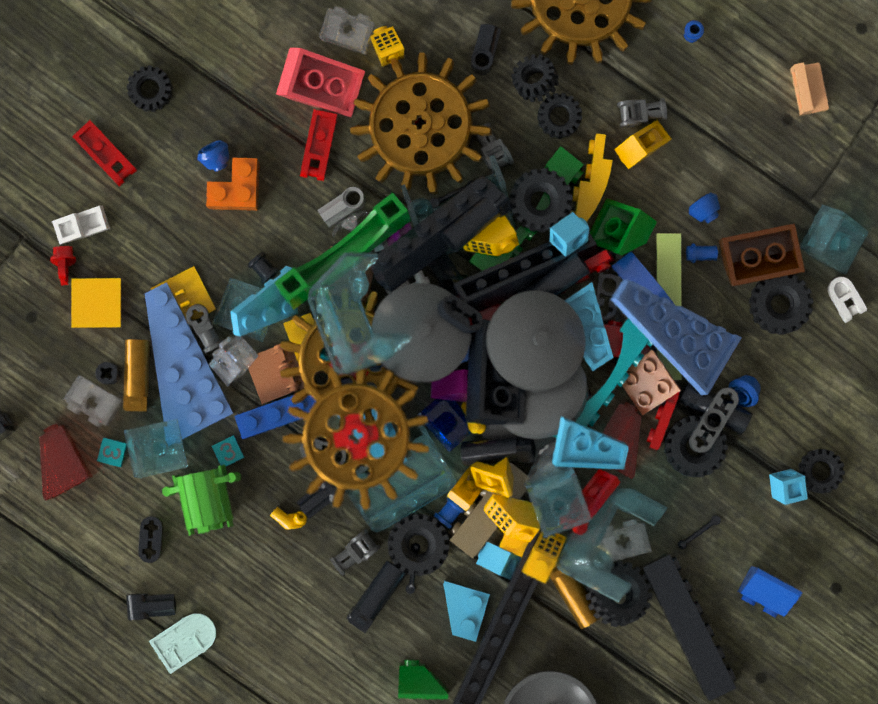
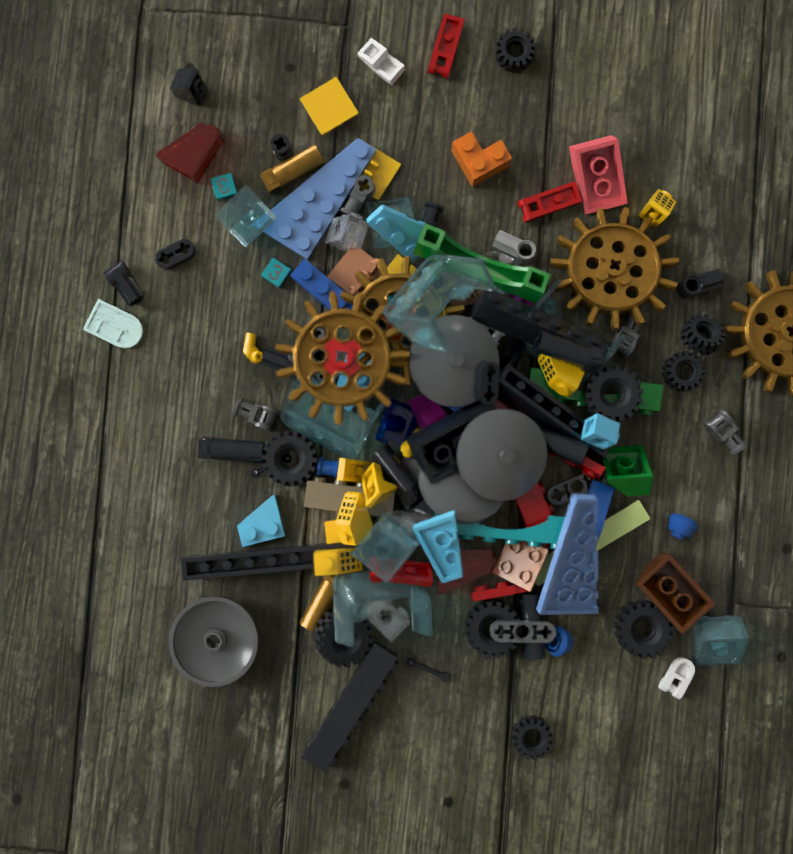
camera: 65 degrees right, 0 degrees up
(63, 258) = (347, 64): red piece -> none
(107, 402) = (253, 135): clear brick -> none
(204, 498) = (228, 274): bright green container -> none
(214, 155) = (494, 128): blue cone -> none
(355, 40) = (646, 180): clear brick -> none
(419, 682) = (184, 523): green slope -> none
(498, 560) = (313, 527): medium azure brick -> none
(590, 193) = (639, 429): yellow slope -> none
(596, 339) = (527, 504): medium azure wing -> none
(642, 144) = (701, 447): yellow slope -> none
(697, 253) = (644, 543): blue pin -> none
(769, 592) = (414, 753): blue slope -> none
(788, 486) = (505, 720): medium azure brick -> none

